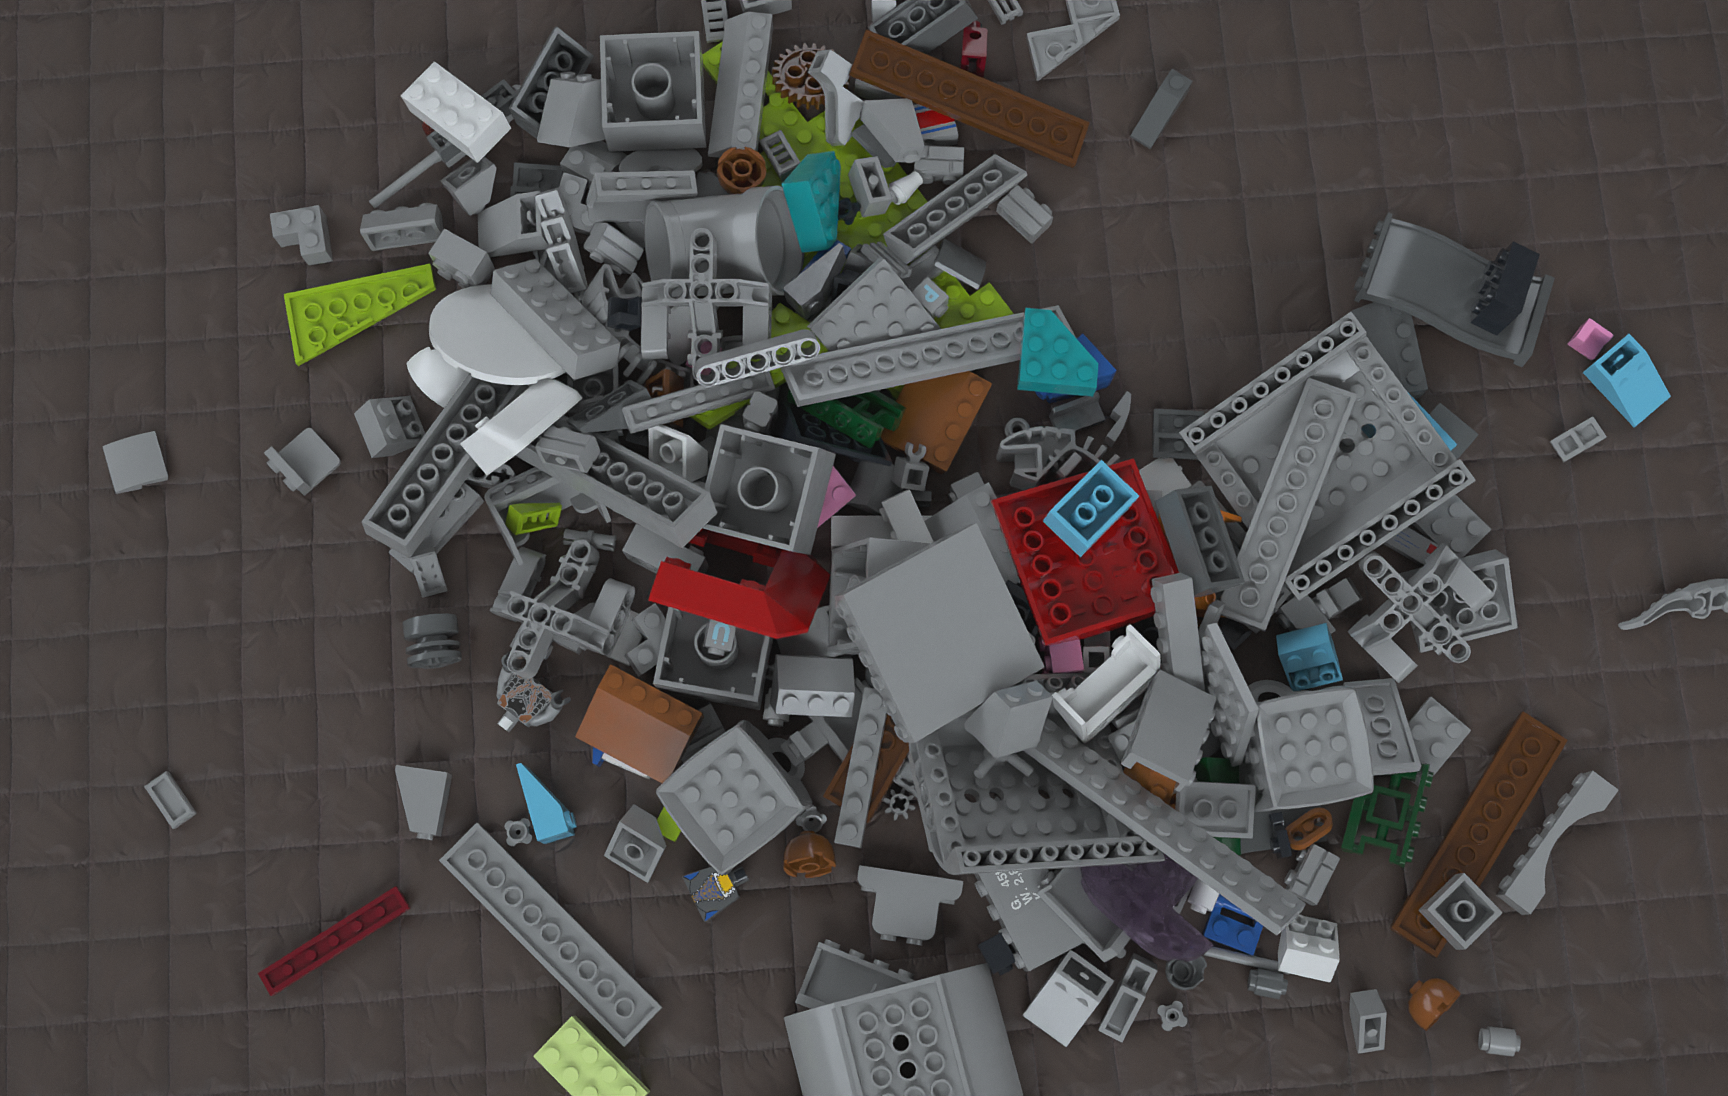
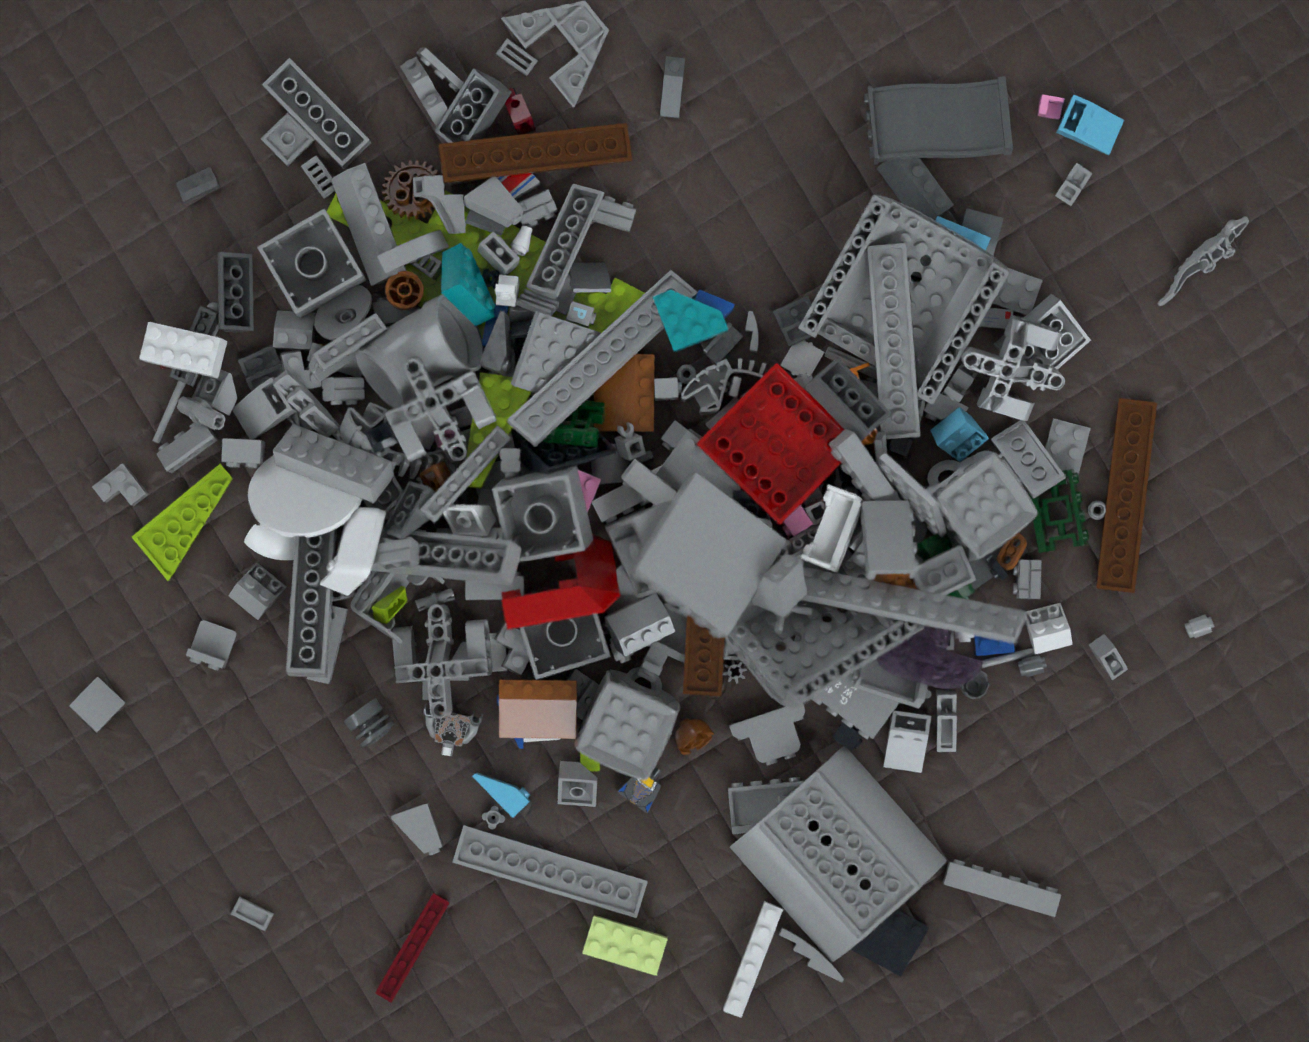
camera: 20 degrees left, 10 degrees up
(428, 572) = (341, 678): light grey plate -> none
(438, 194) = (201, 413): none -> light grey piece
(572, 111) = (264, 308): light grey slope -> none
(719, 637) = (564, 629): light grey brick -> none
(769, 361) = (493, 418): light grey beam -> none
(773, 130) = (412, 251): none -> light grey slope
(814, 825) = (686, 713): light grey plate -> none
(859, 228) = (507, 290): none -> white brick
(862, 770) = (700, 666): light grey plate -> none
(986, 431) = (667, 389): none -> light grey brick
(1090, 508) = (765, 417): medium azure brick -> none
(1176, 1009) = (985, 717): light grey plate -> none
(1431, 1000) = (1142, 623): dark orange cylinder -> none
(1439, 827) = (1092, 514): none -> light grey plate
(1460, 911) = (1134, 556): light grey brick -> none
(1504, 288) = (972, 107): black brick -> none
(1527, 882) = (1172, 515): light grey arch -> none

